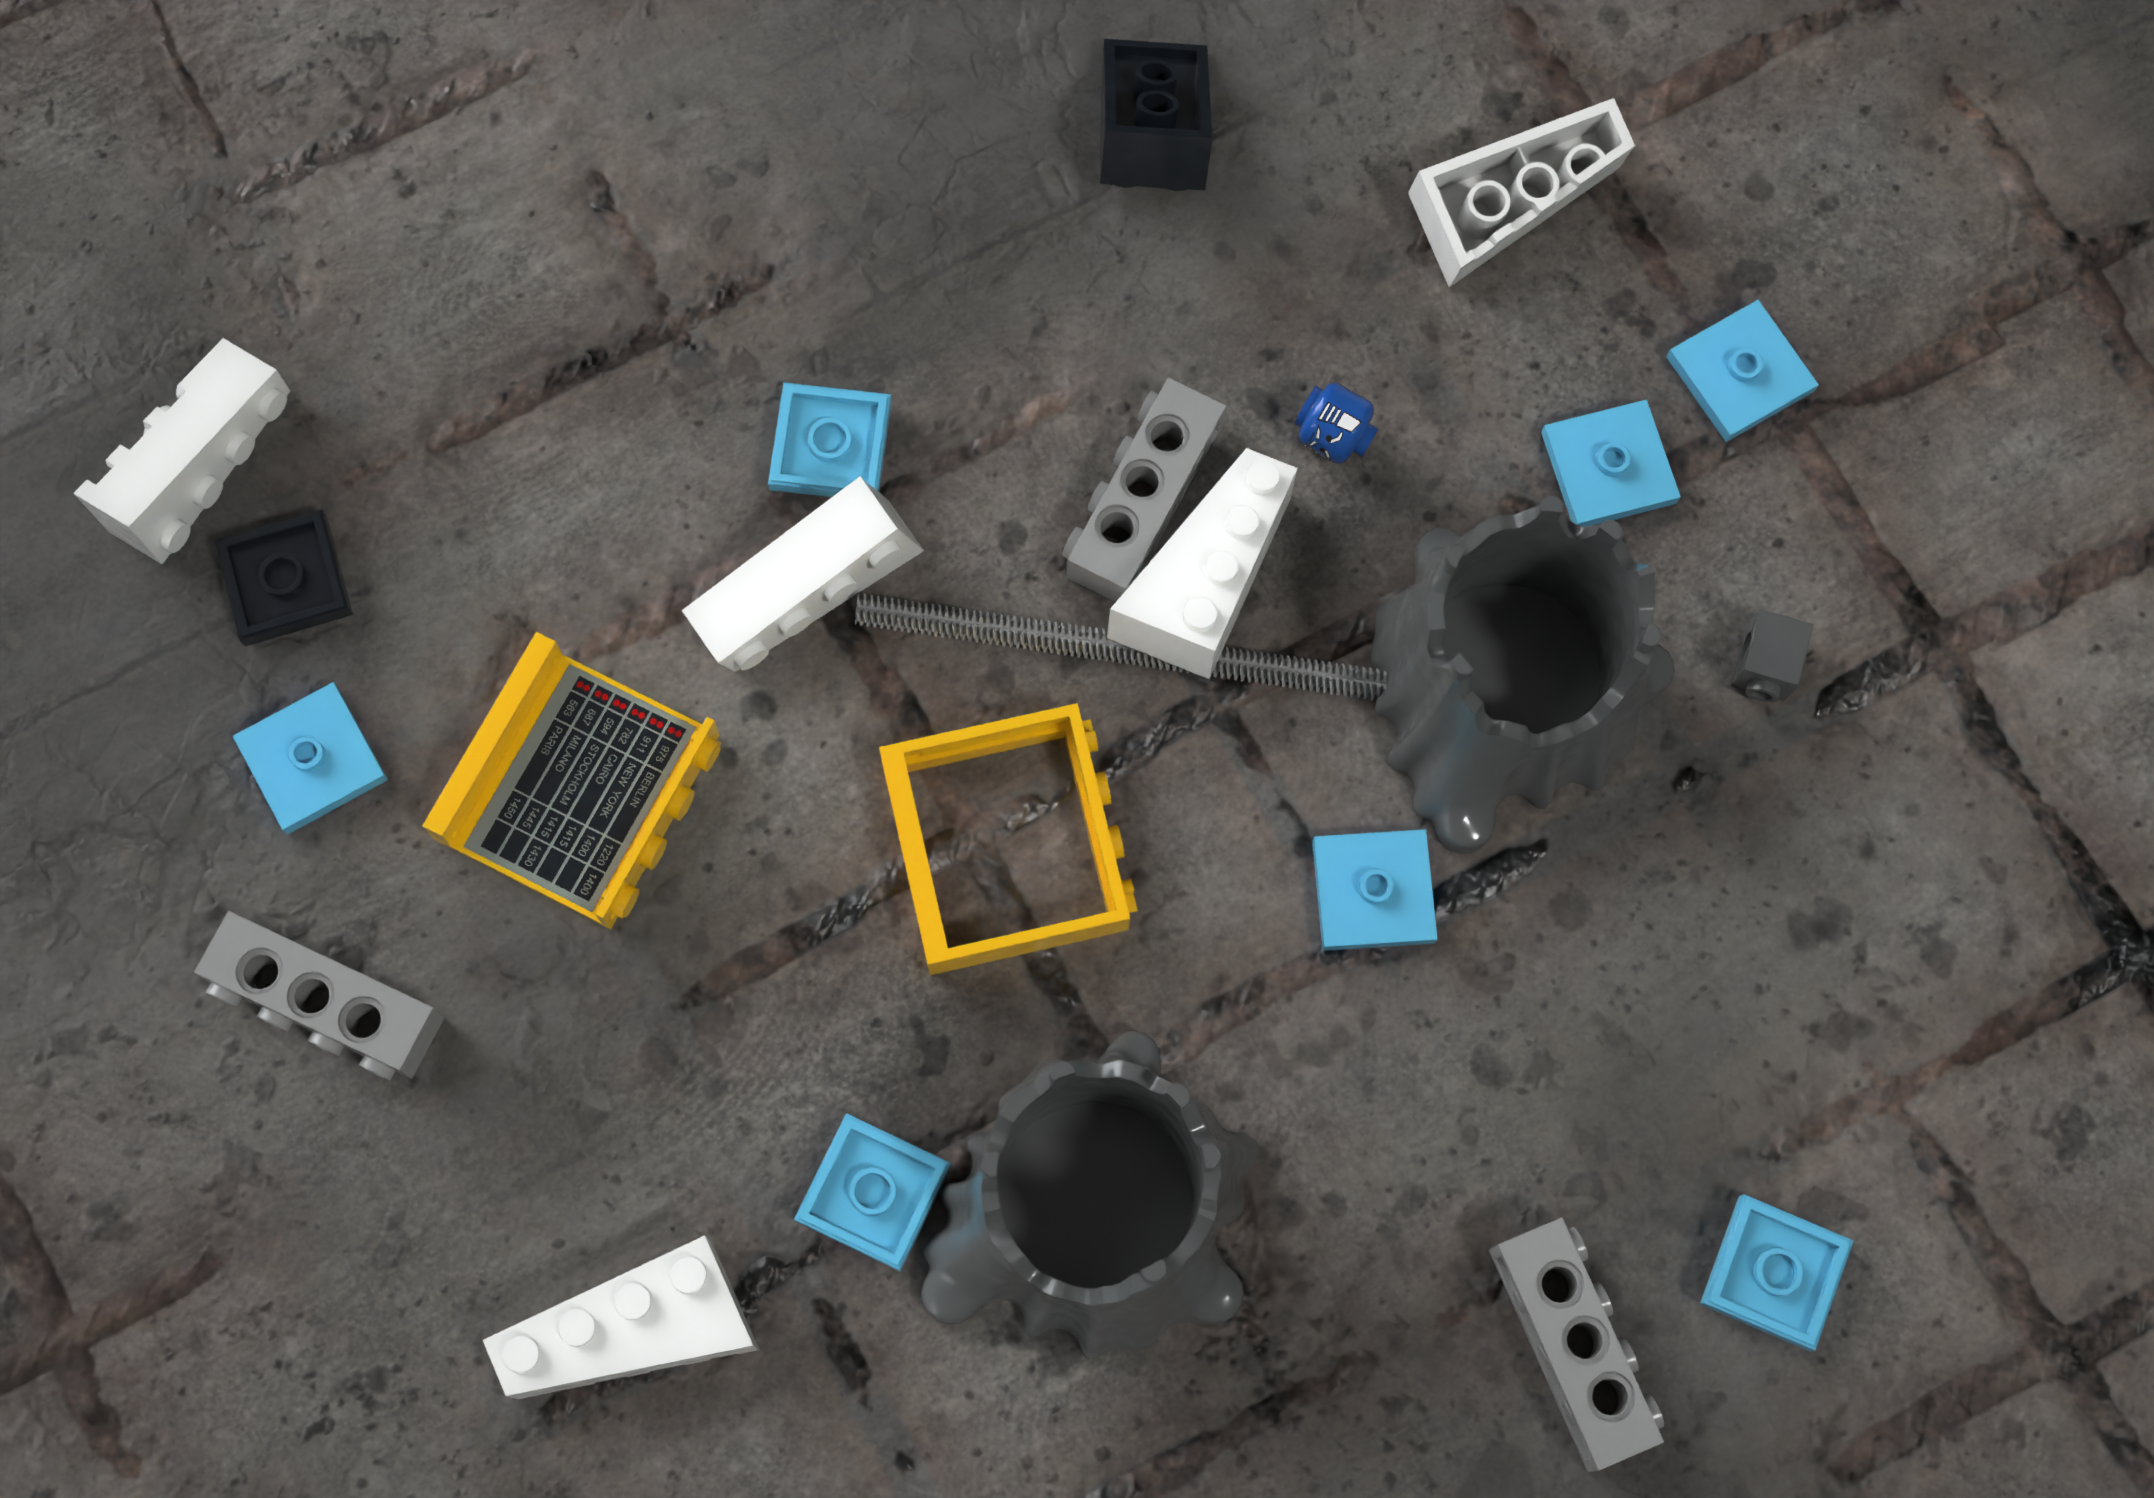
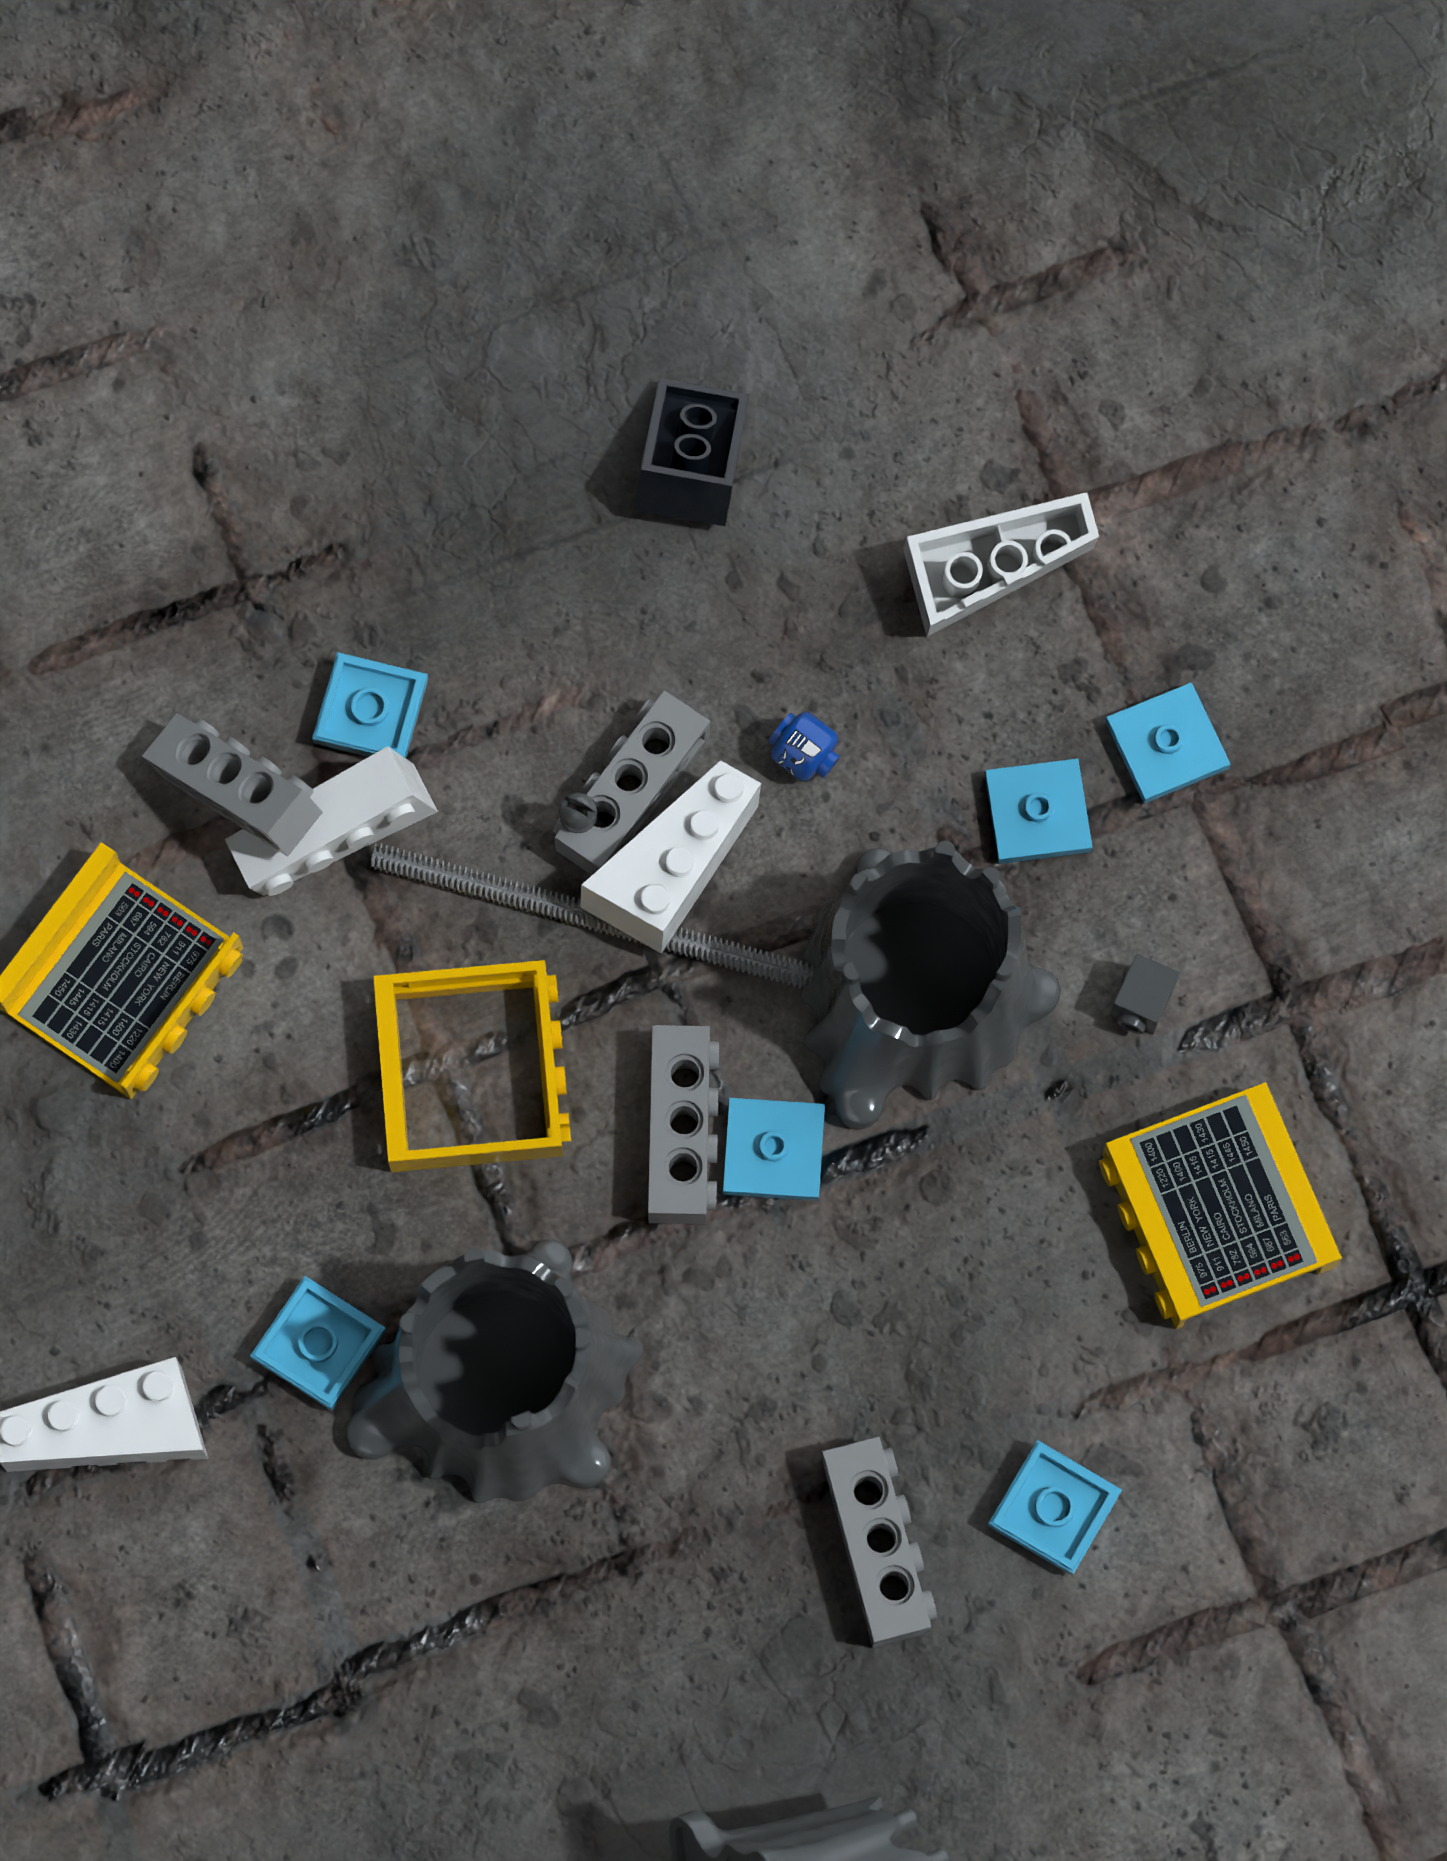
camera: 10 degrees right, 0 degrees up
(684, 543) = (233, 783): none -> light grey brick
(1089, 536) = (573, 819): none -> dark grey hinge
(1261, 963) = (675, 1050): none -> light grey brick
(1903, 888) = (1218, 1204): none -> panel

